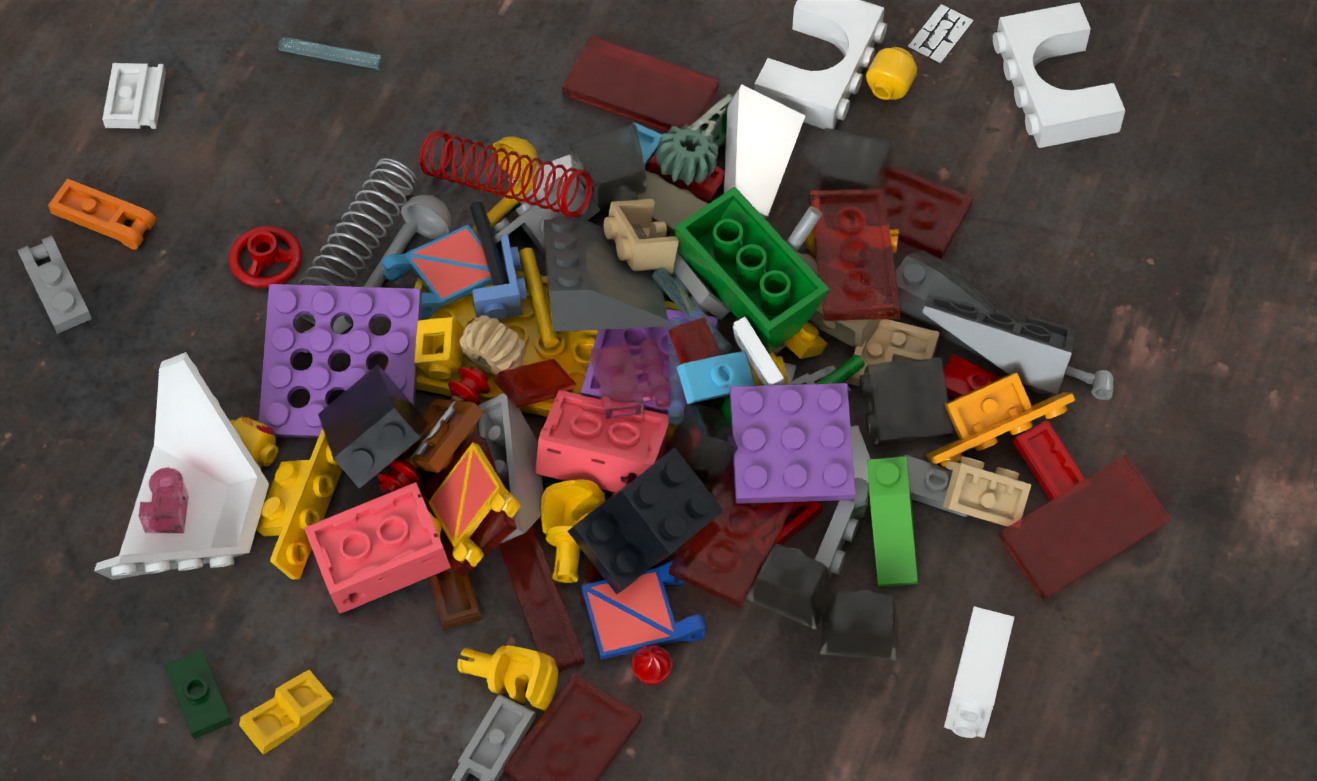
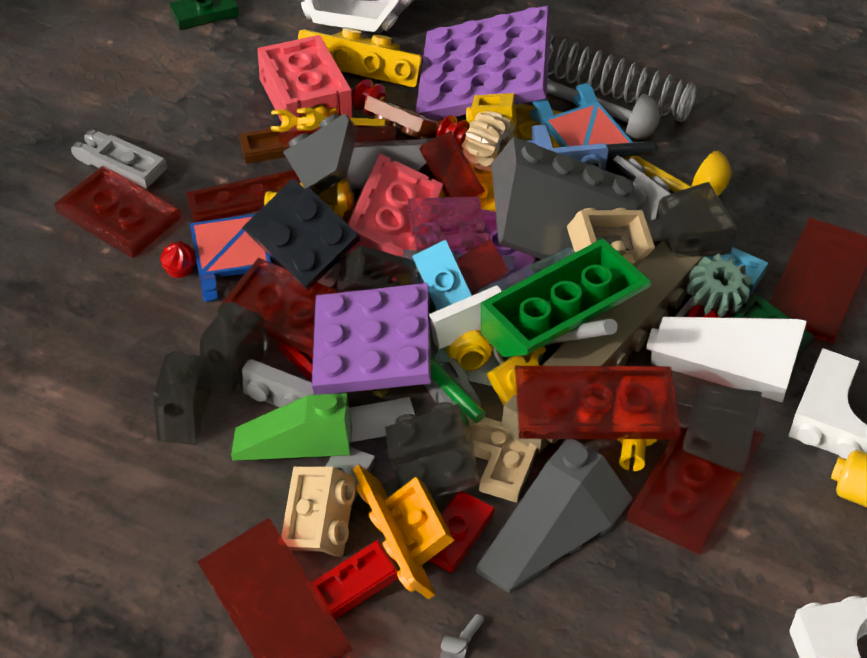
camera: 90 degrees right, 10 degrees down
(258, 439) = (415, 24): yellow head -> none
(264, 253) = (603, 29): red piece -> none
(288, 712) = (178, 52): yellow slope -> none
(330, 53) = (827, 72): clear light blue bar -> none
(370, 426) = (407, 69): black slope -> none
(448, 147) = (664, 171): red piece -> none
(512, 670) = (178, 170): yellow piece -> none
(553, 483) = (325, 155): none -> dark grey slope
(979, 673) = (109, 475): white window -> none
(1032, 349) = (496, 554): wedge -> none

